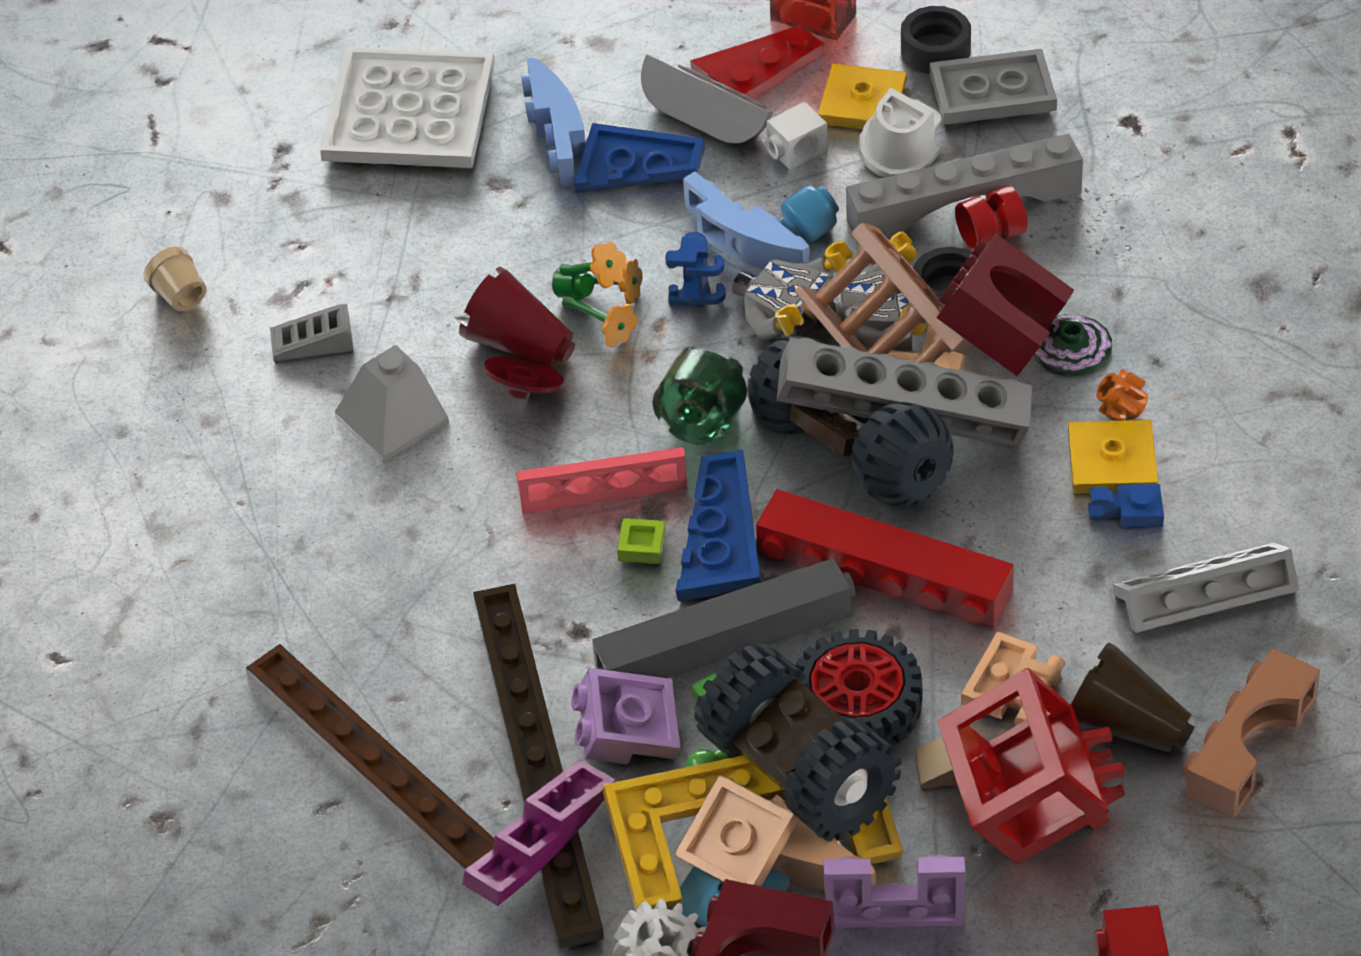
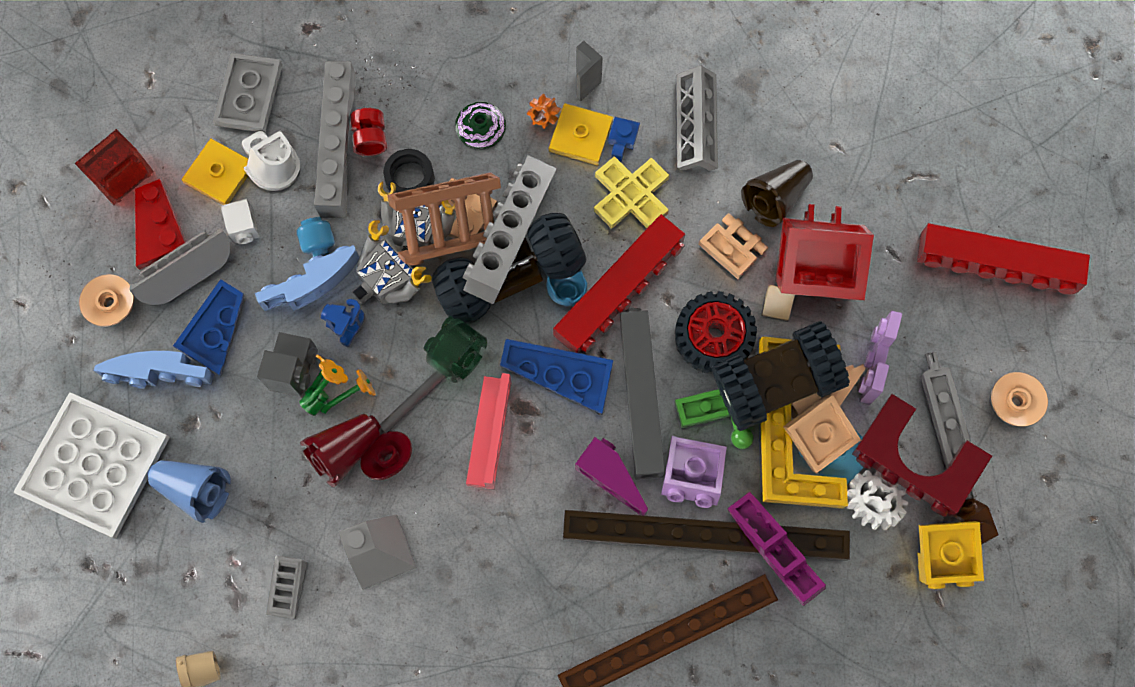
camera: 75 degrees left, 25 degrees up
(407, 203) = (191, 487): none -> medium blue cone
(594, 608) = (608, 471): none -> magenta slope
(596, 224) = (288, 365): none -> dark grey brick
(606, 384) = (411, 401): none -> flat silver bar
(625, 44) = (97, 294): none -> light nougat dish
(641, 541) = (552, 422): lime plate -> none
(846, 493) = (567, 290): none -> dark azure hair
(934, 21) = (176, 98): black tyre -> none
(1003, 303) = (439, 142): dark red arch -> none
(1043, 534) = (631, 192): none -> light yellow plate
(1203, 421) = (587, 69): none -> dark grey panel
(1275, 695) = (832, 157): nougat arch -> none

